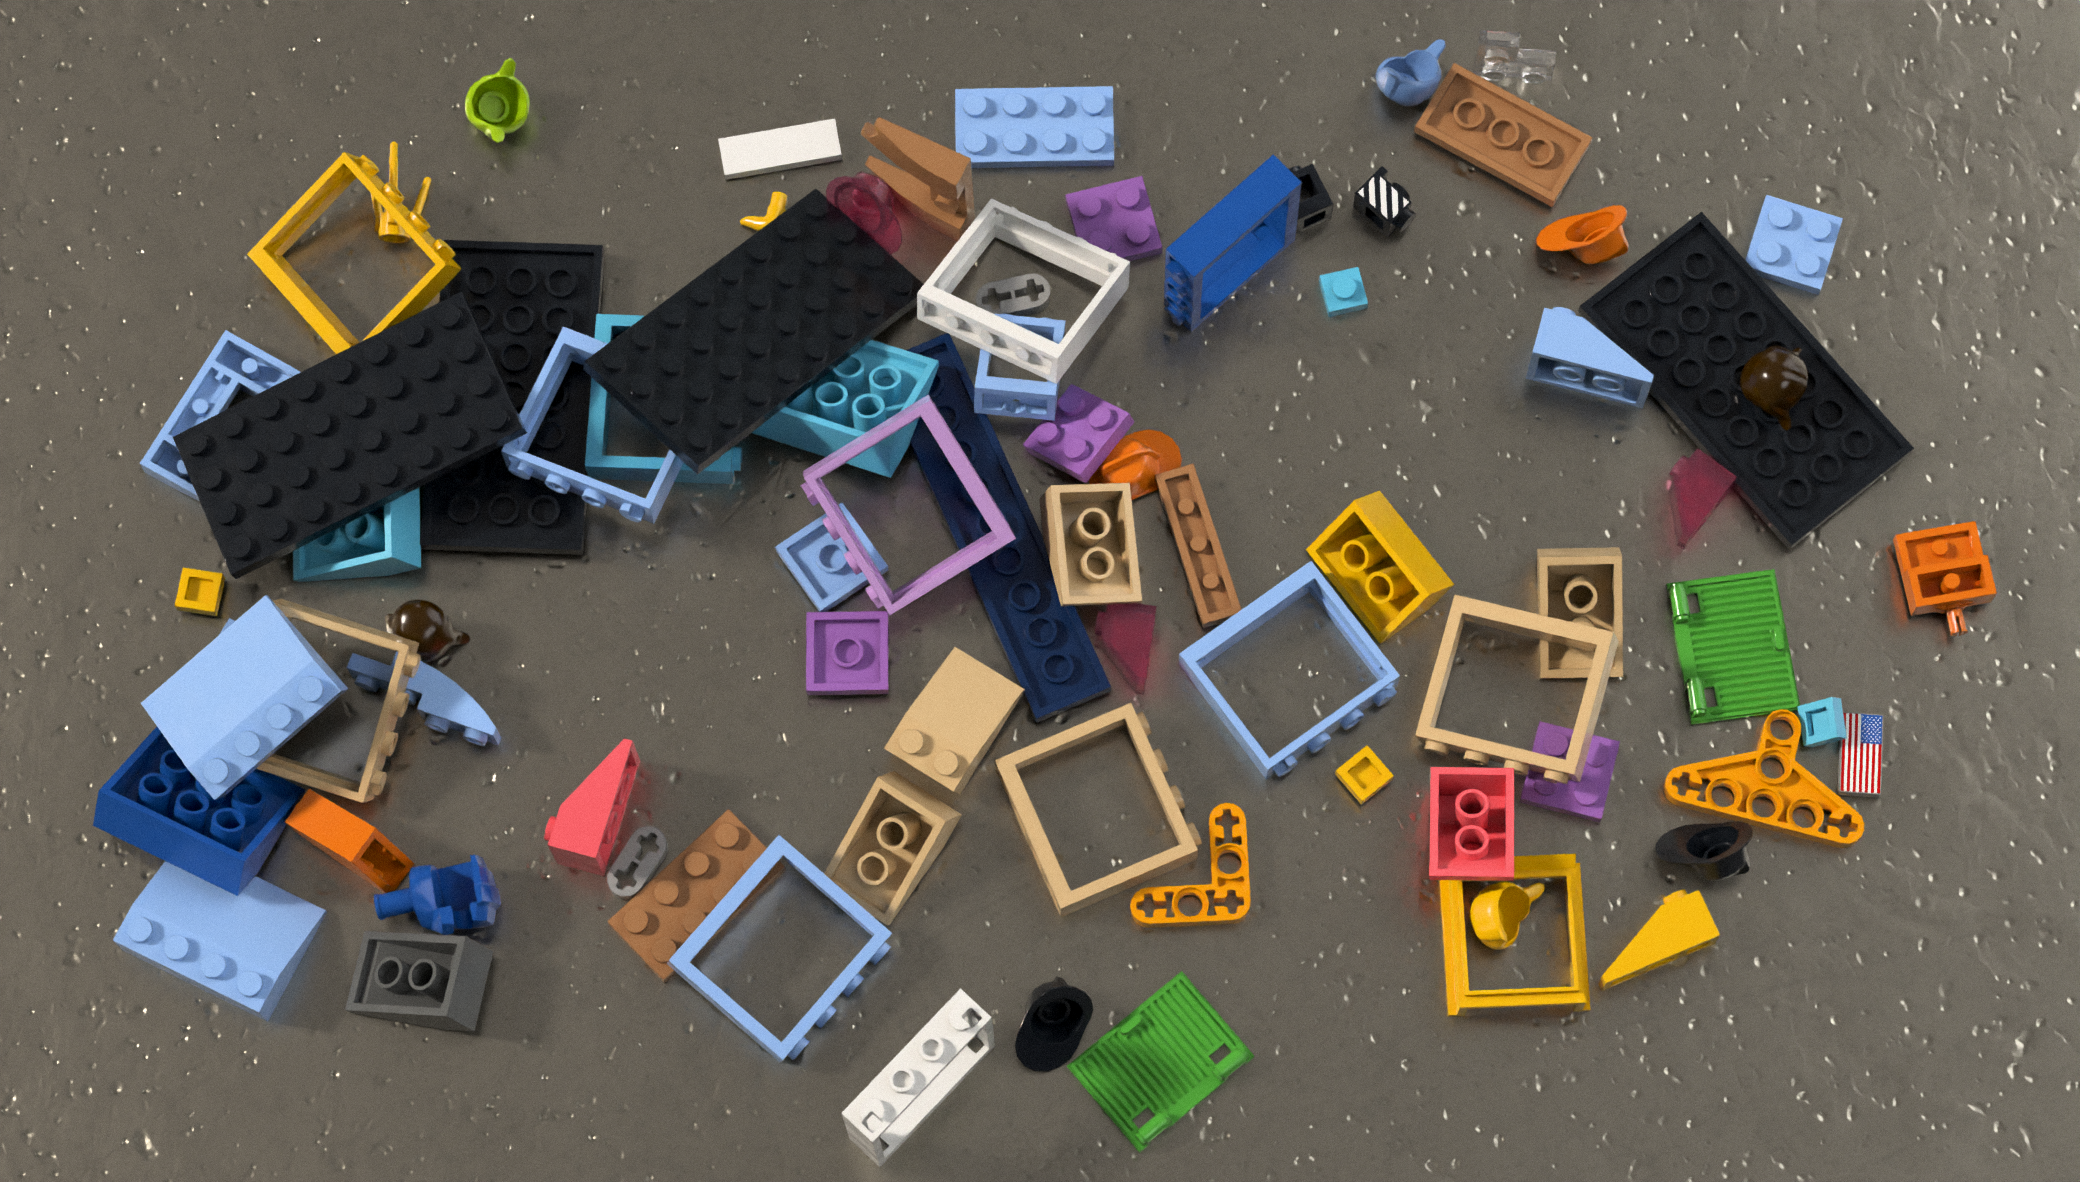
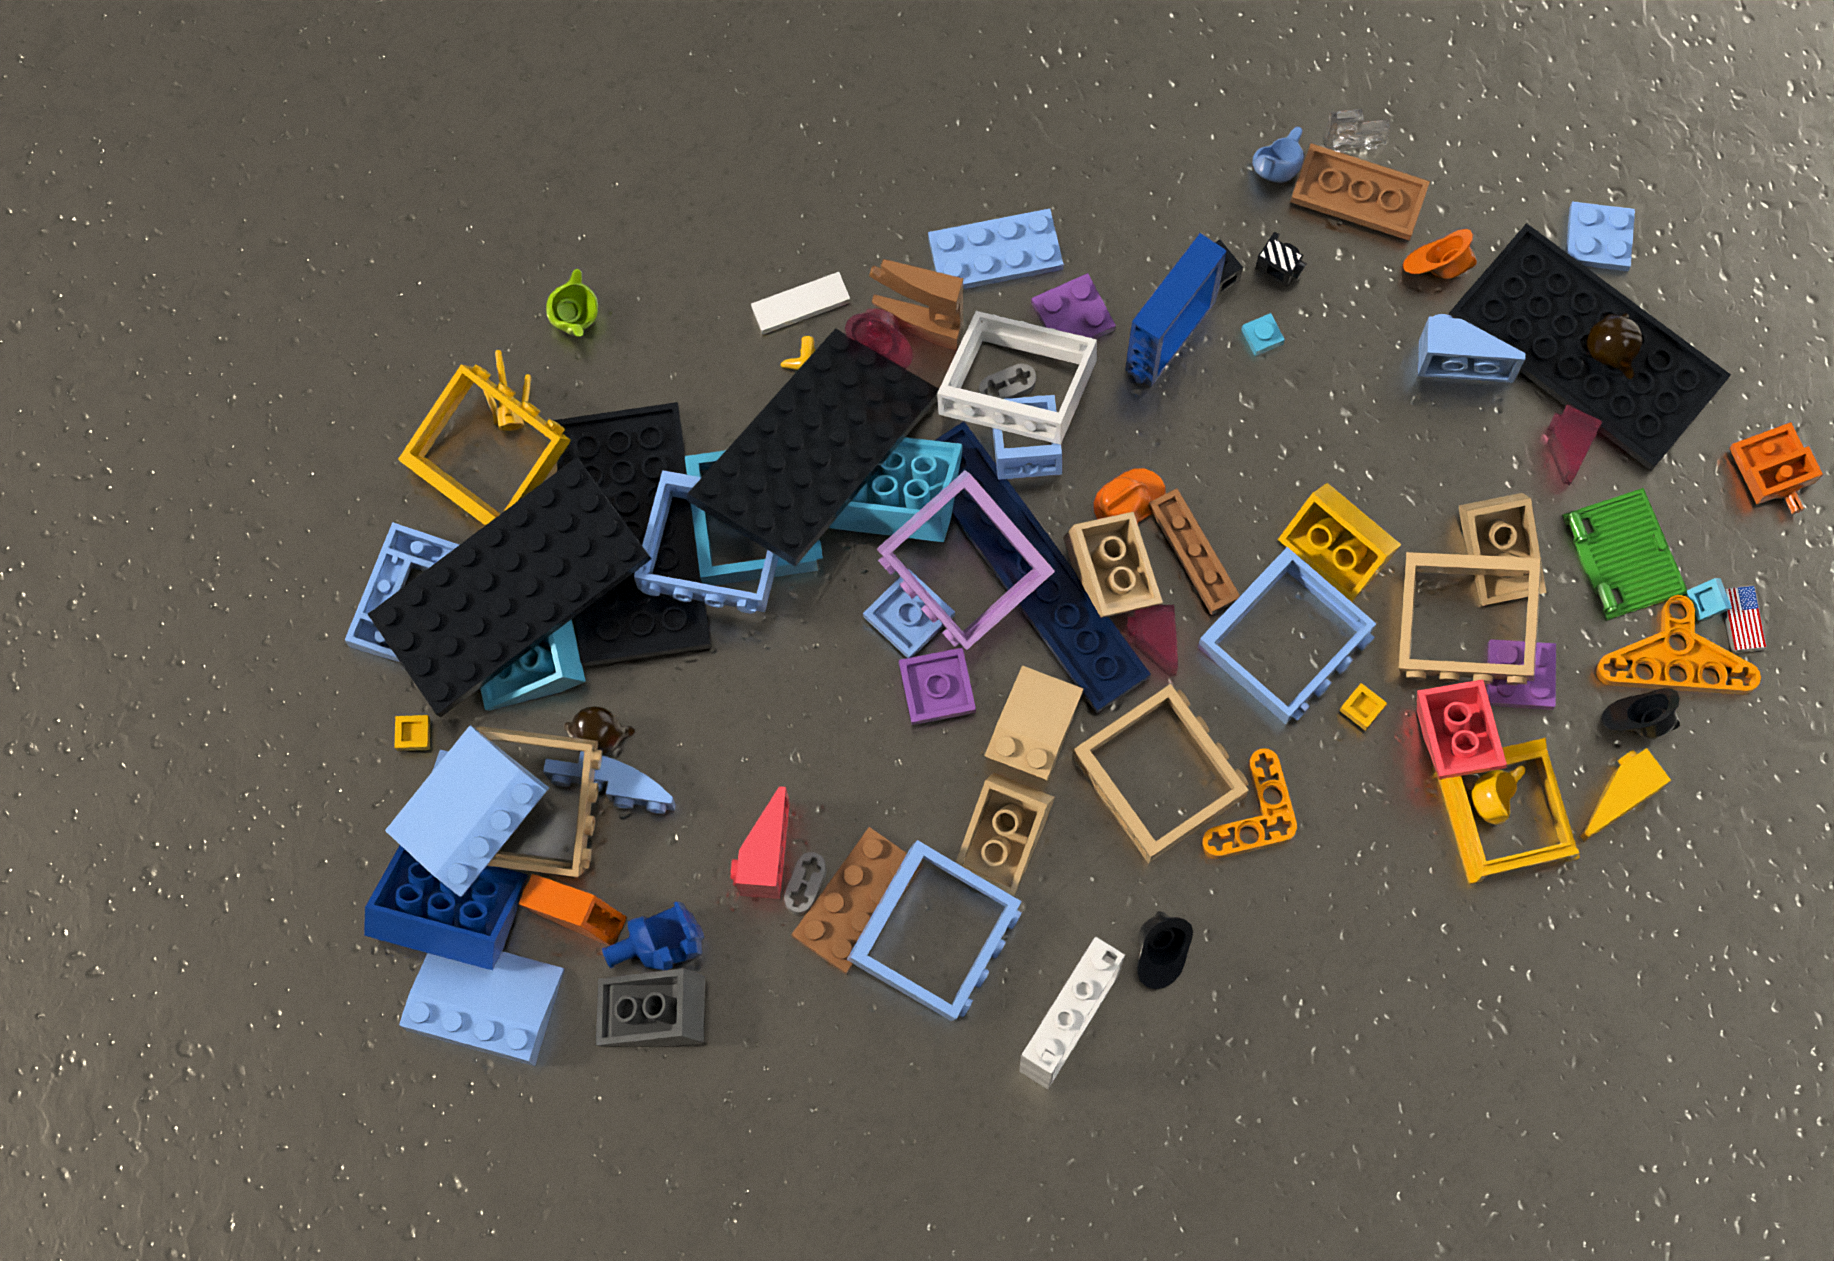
camera: 10 degrees left, 0 degrees up
(1080, 435) = (1084, 481): medium lavender plate -> none
(1160, 1060) = (1251, 963): bright green window -> none

